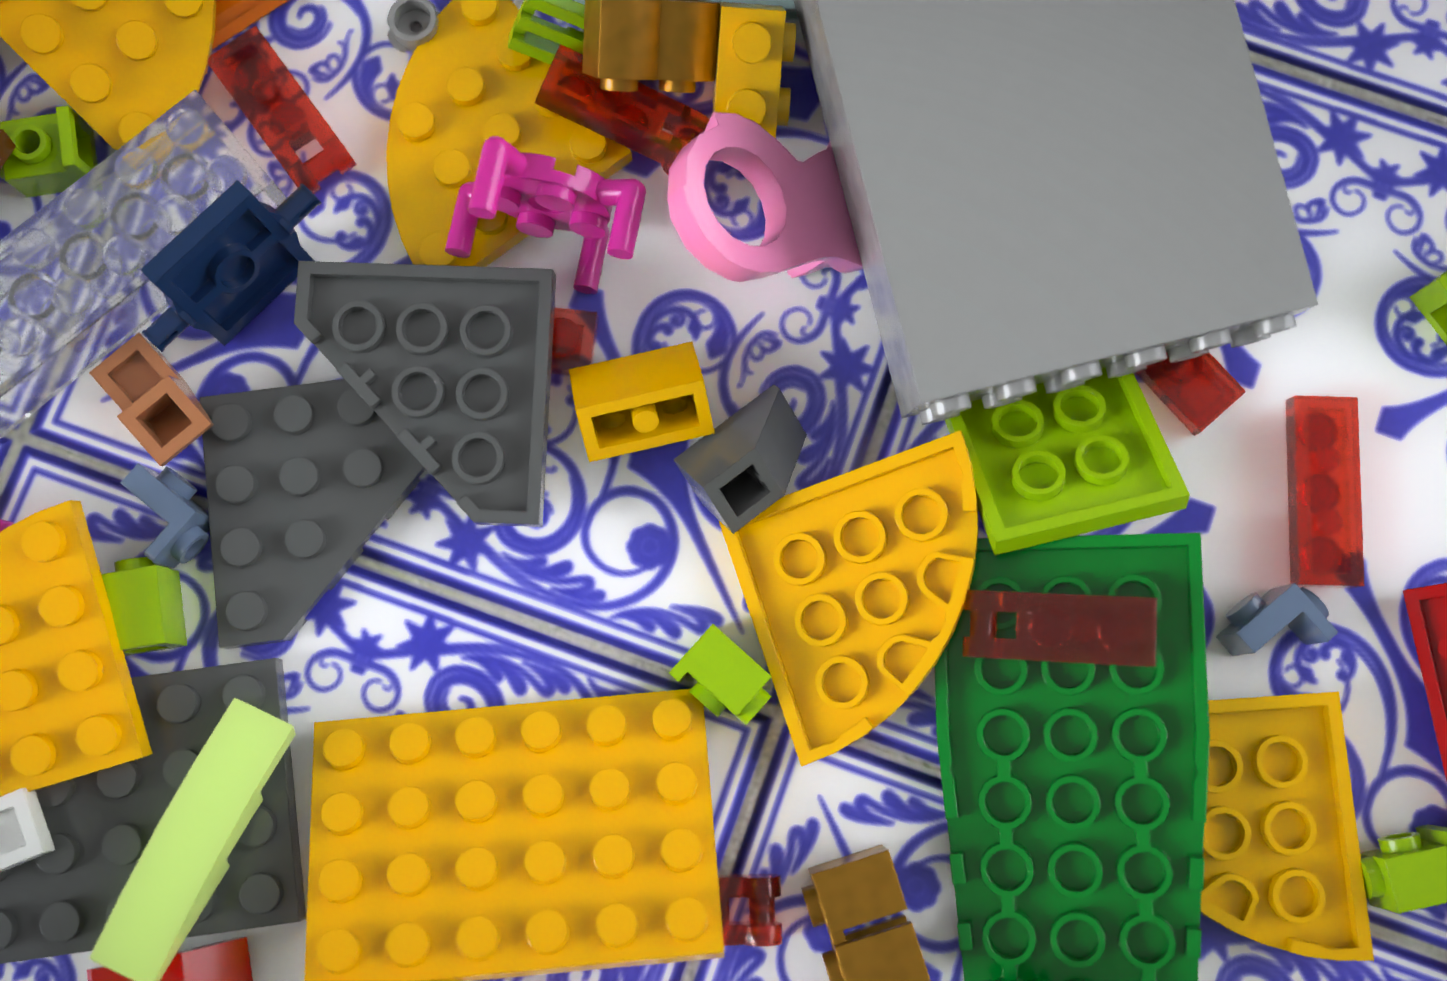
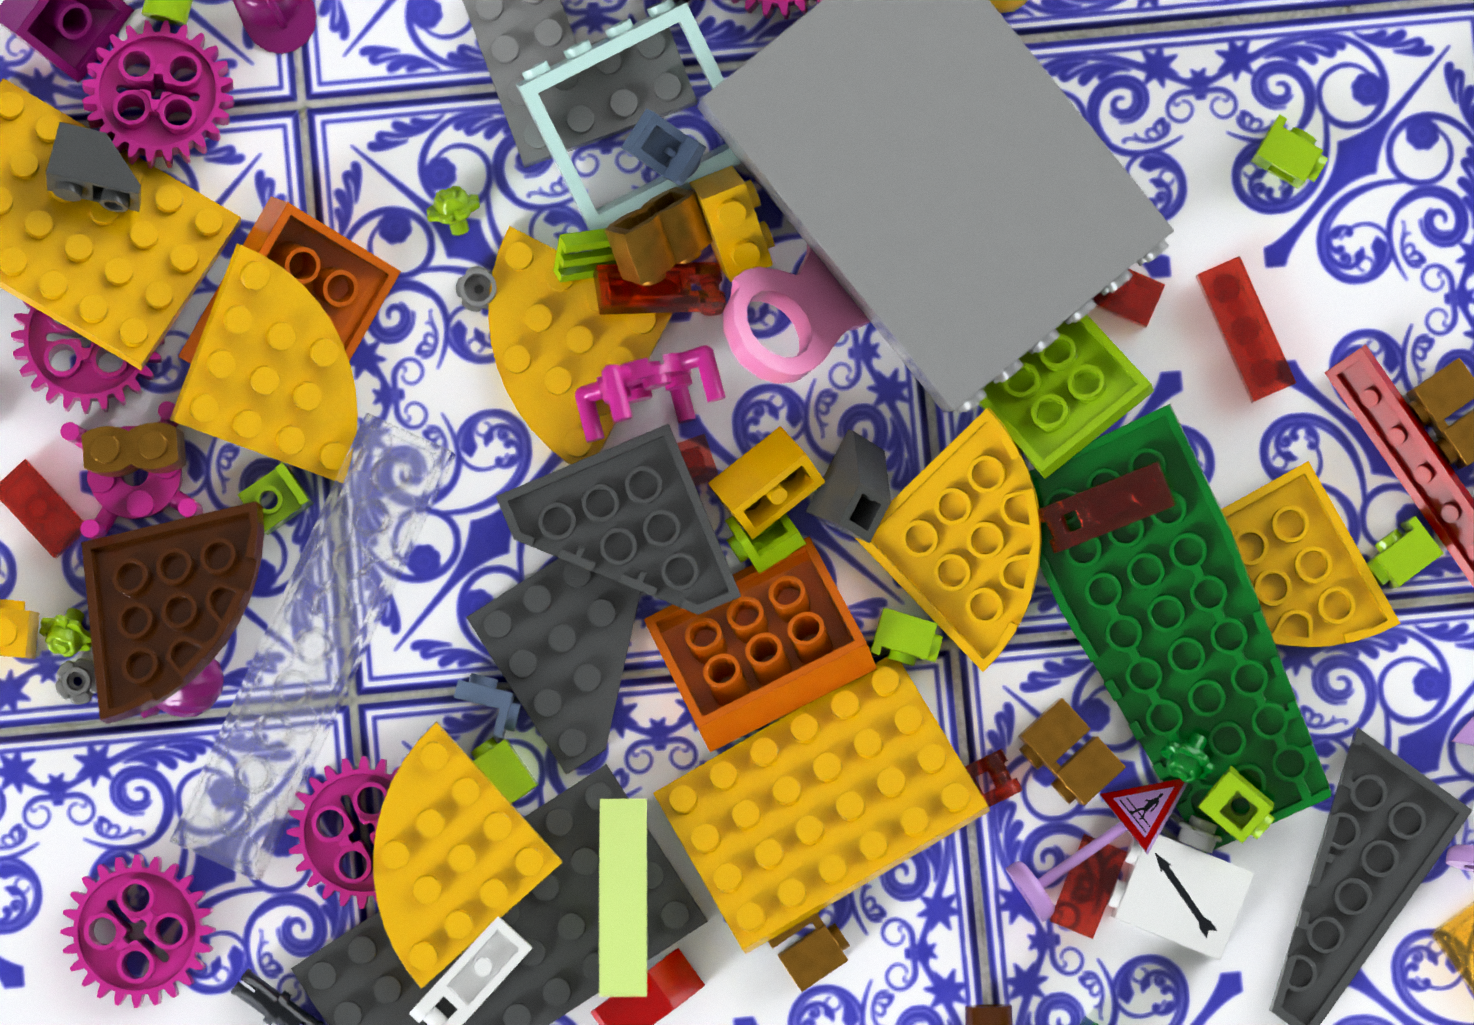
camera: 25 degrees left, 5 degrees up
(153, 398) = (438, 633): nougat slope -> none
(228, 264) = (449, 519): dark blue plate -> none
(279, 109) = (417, 394): clear red plate -> none
(536, 608) = (764, 650): none -> orange slope
(604, 482) = (769, 546): none -> lime bracket
(1260, 618) = (1237, 435): sand blue bracket -> none

